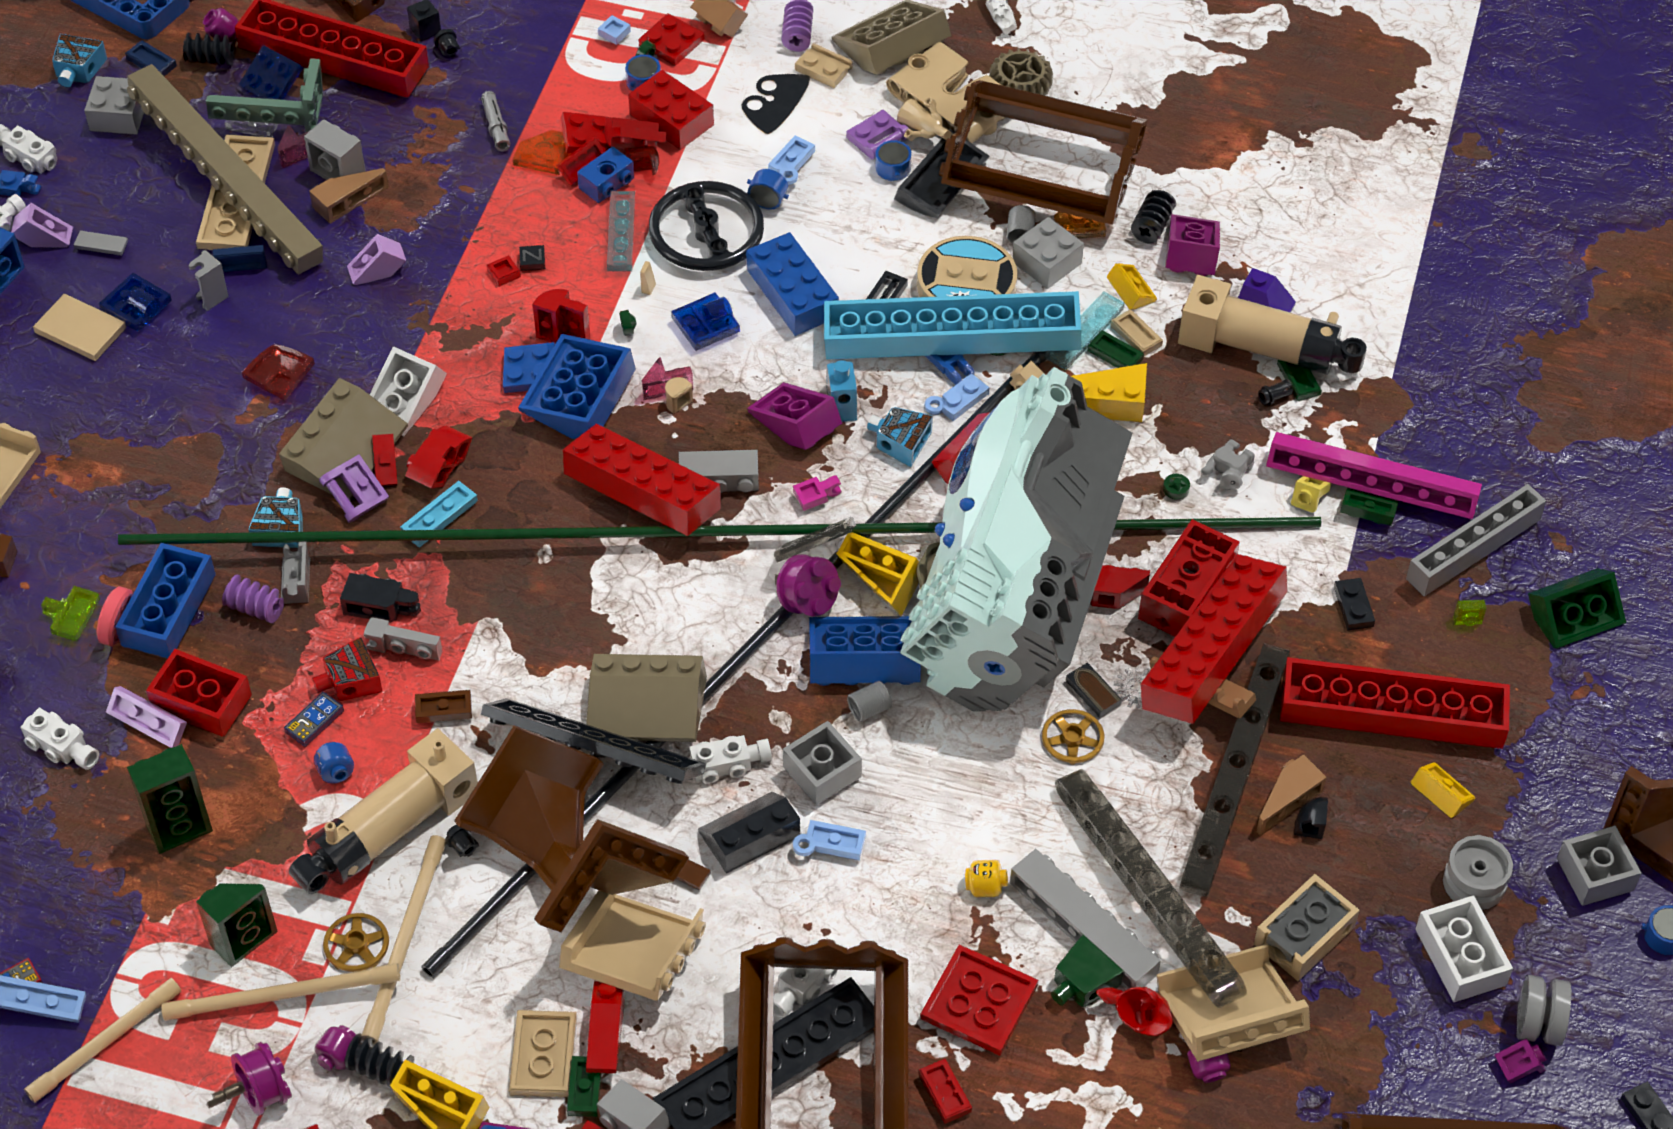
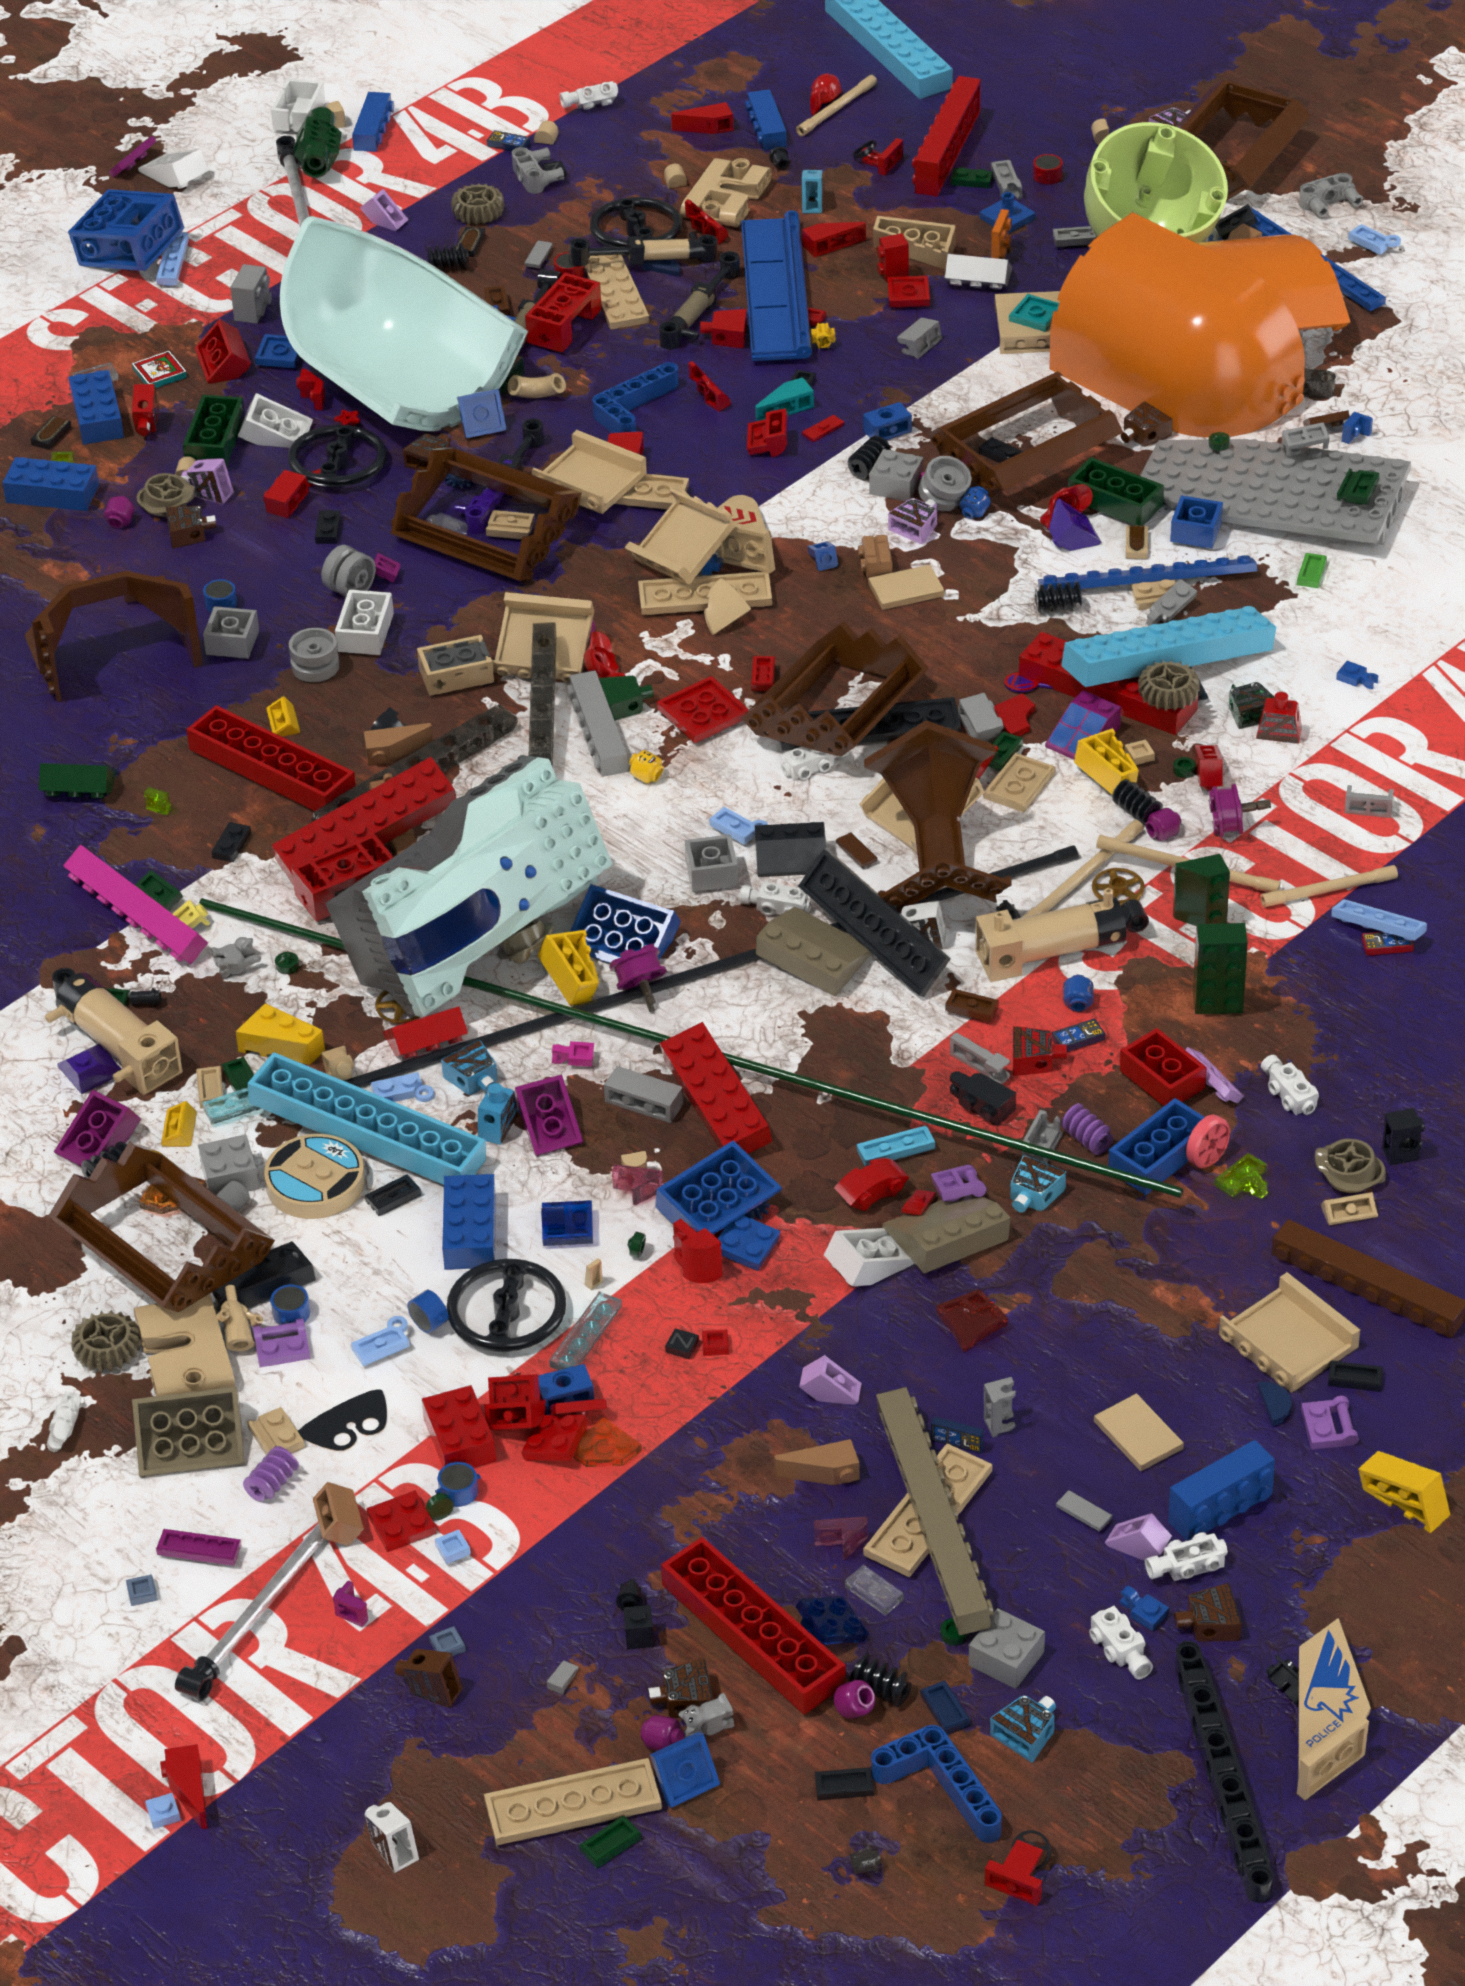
camera: 150 degrees left, 10 degrees down
(135, 301) = (1075, 1430): clear blue plate -> none
(272, 110) = (815, 1550): sand green bracket -> none
(333, 151) = (813, 1489): light grey brick -> none
(497, 128) = (635, 1482): light grey pin -> none
(814, 539) = (609, 992): clear smoke tile -> none
(869, 701) = (646, 892): light grey piece -> none
(1475, 540) = (106, 834): light grey brick -> none

